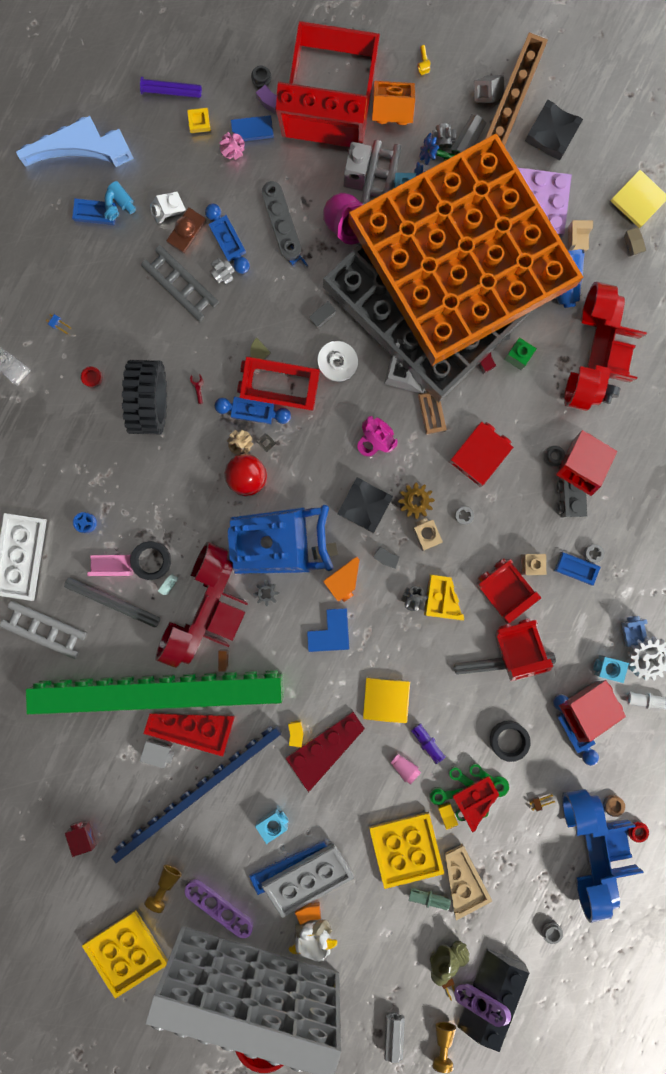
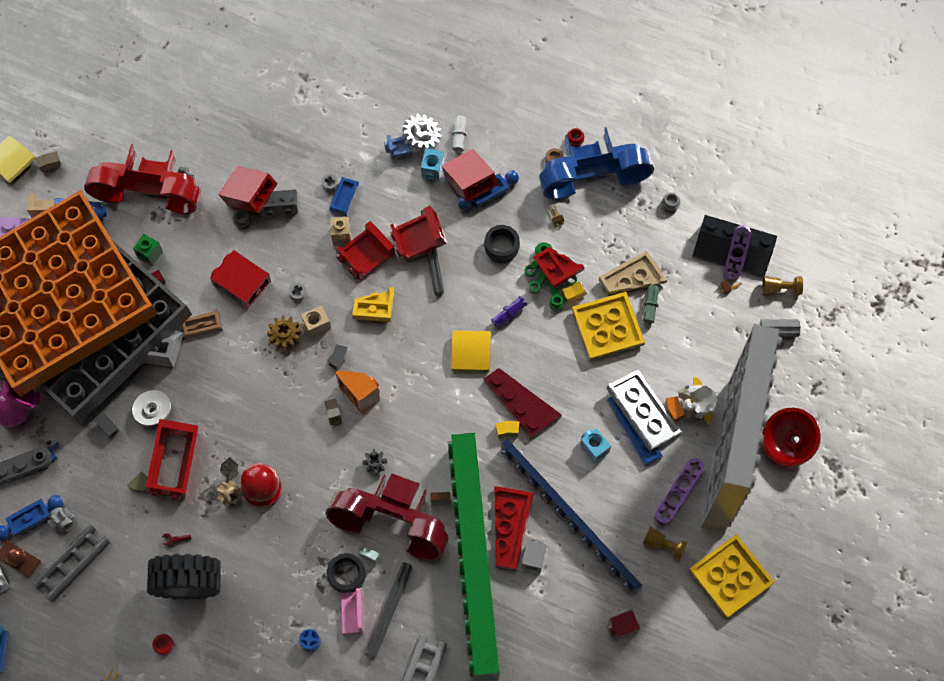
camera: 85 degrees left, 20 degrees down
(252, 410) = (198, 485): blue plate -> none
(289, 543) = (319, 478): blue piece -> none
(335, 637) = (412, 398): blue tile -> none
(365, 505) = (288, 376): black brick -> none
(378, 434) = (223, 367): dark pink tile -> none
(405, 768) = (533, 330): bright pink cone -> none
(414, 598) = (375, 329): dark grey gear -> none
(447, 962) = (704, 285): olive hair -> none

